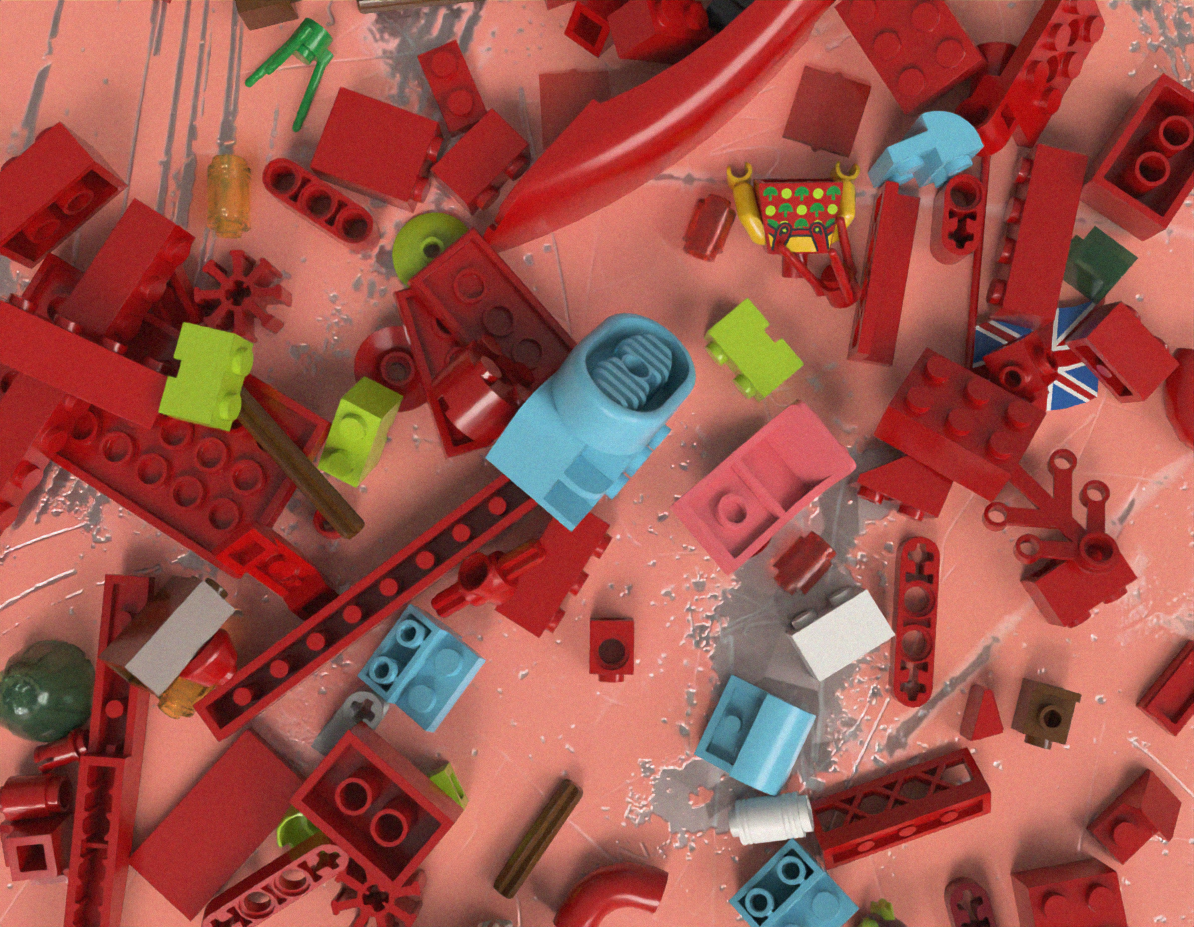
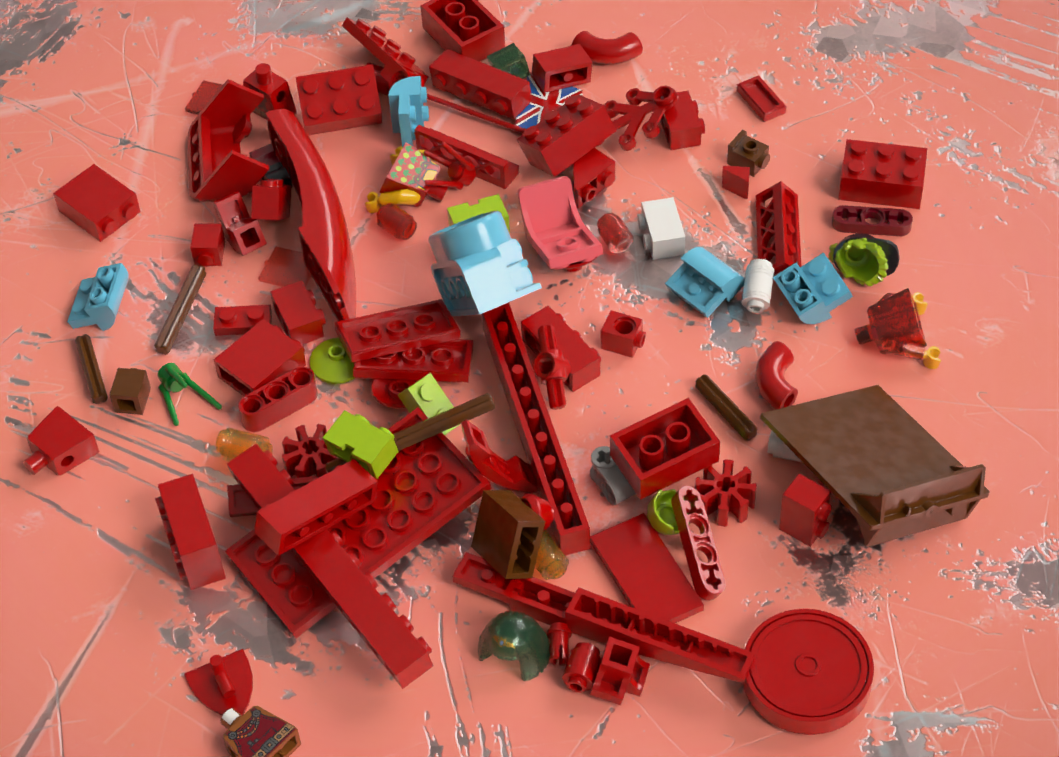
camera: 65 degrees left, 35 degrees down
(421, 667) = (589, 423): medium azure brick -> none
(483, 389) = (439, 325): red brick -> none
(826, 111) = (357, 157): clear red piece -> none
(922, 621) = (641, 194): red beam -> none
(947, 215) = (451, 115): red beam -> none
(1023, 367) = (540, 100): red brick -> none
(1136, 816) = (826, 136): red slope -> none

